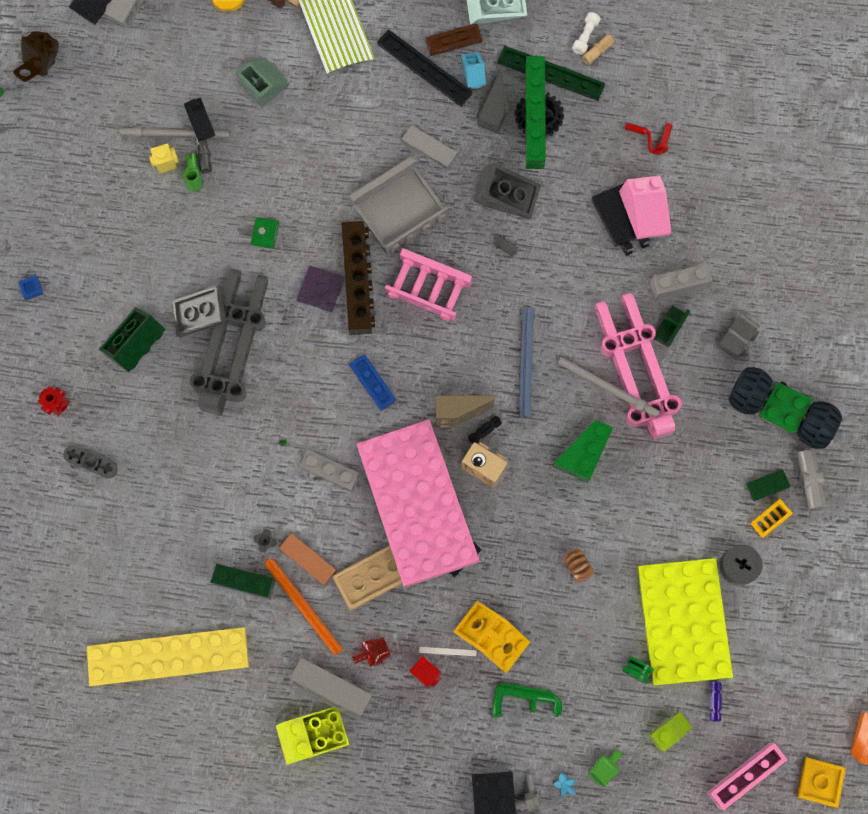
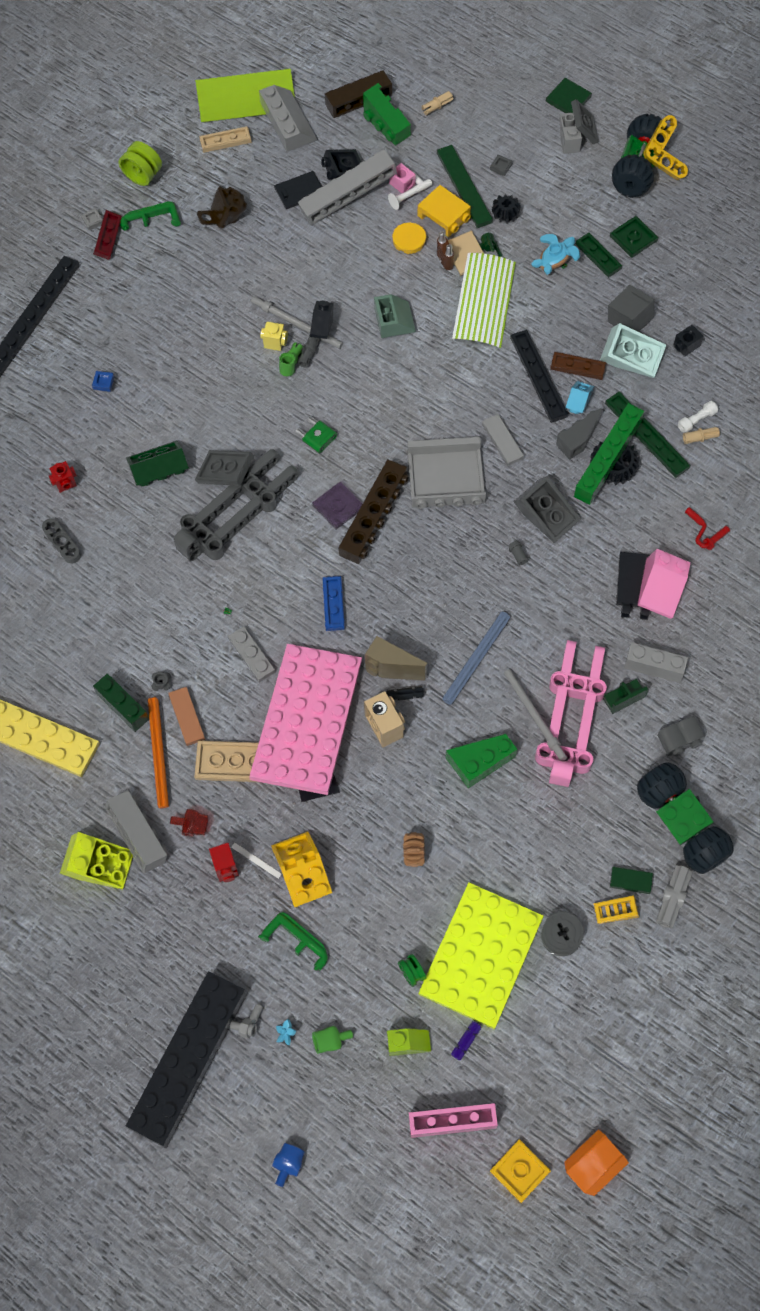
camera: 30 degrees right, 10 degrees down
(426, 267) = (440, 533): bright pink fence -> none

